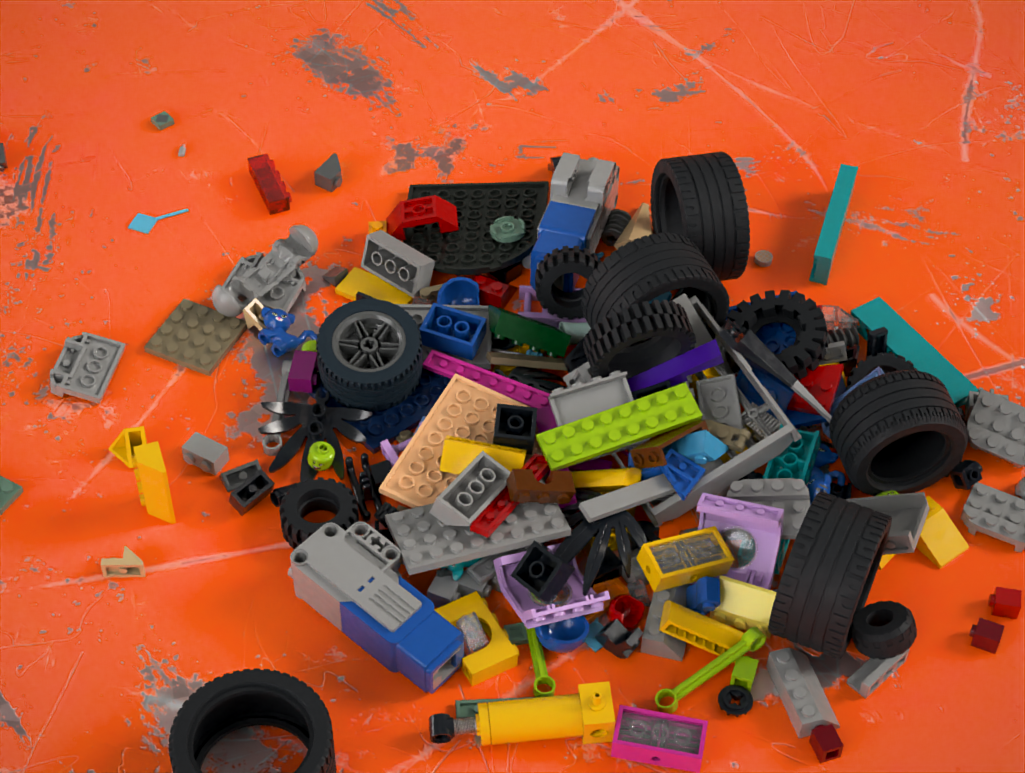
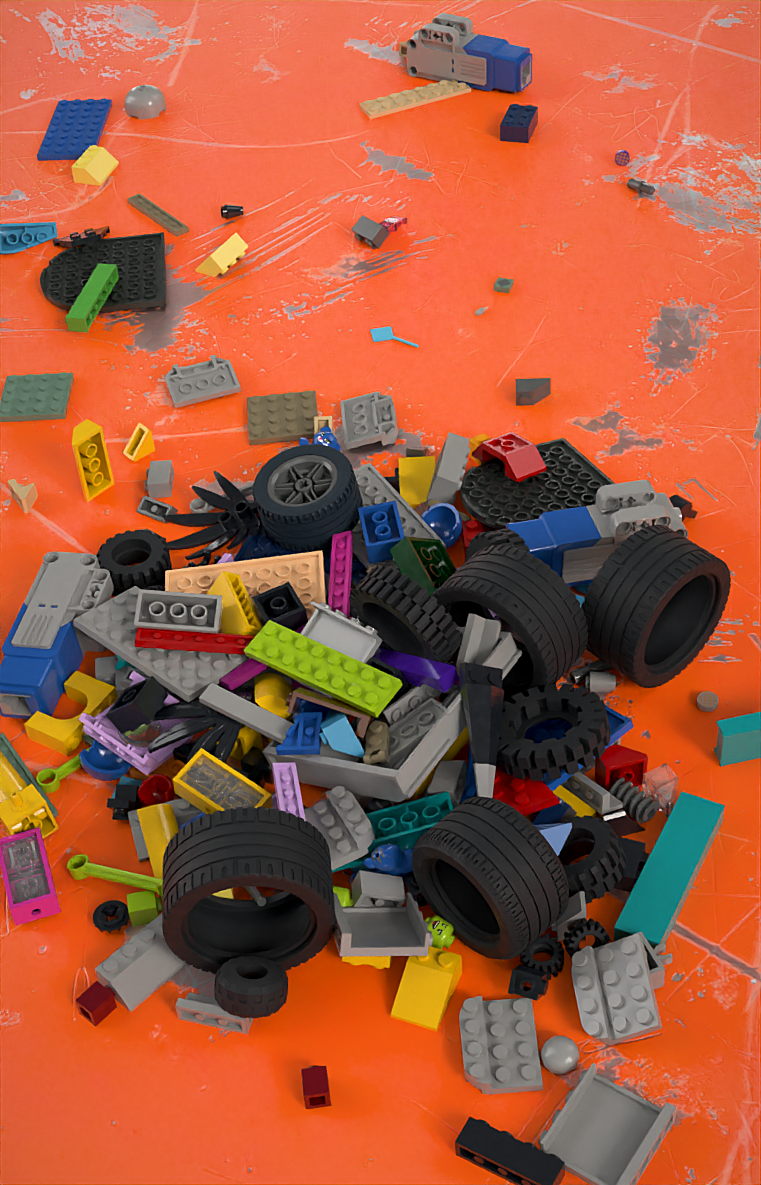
camera: 65 degrees right, 5 degrees down
(251, 492) = (133, 517): black brick -> none
(269, 184) = (480, 365): clear red brick -> none
(271, 270) = (396, 408): light grey piece -> none
(321, 455) = (198, 534): lime head -> none
(474, 635) = (64, 702): clear slope -> none
(507, 229) = (538, 505): sand green tile -> none
(525, 488) = (221, 664): reddish brown arch -> none
(877, 341) = (648, 829): black tile -> none
(1005, 602) = (373, 1087): red brick -> none

